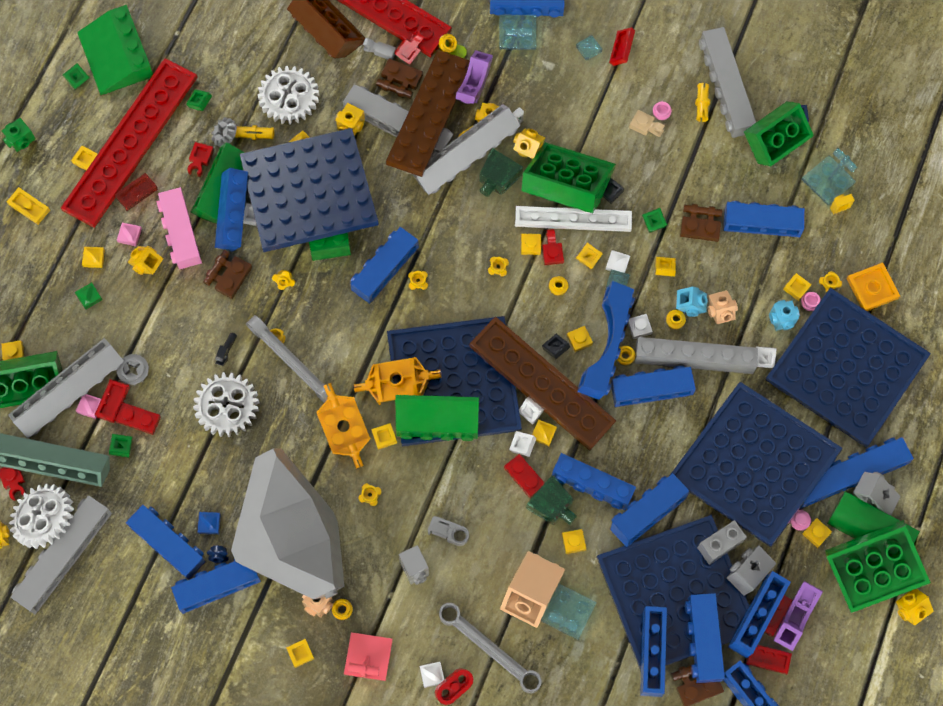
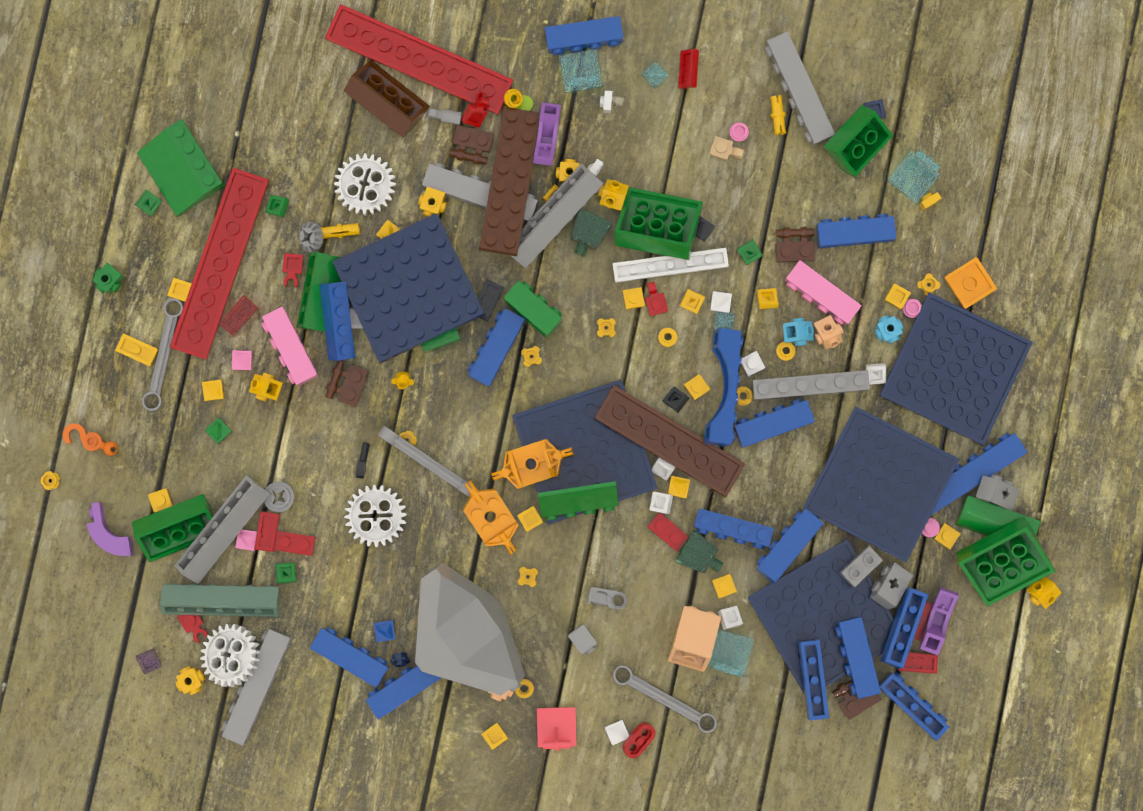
camera: 10 degrees left, 15 degrees up
(51, 218) = (163, 355): none -> light grey piece
(387, 217) = (489, 297): none -> black plate
(429, 230) = (533, 308): none -> green brick
(537, 61) = (605, 102): none -> white plate
(575, 574) = (730, 617): none -> white plate
(721, 270) = (823, 293): none -> bright pink brick

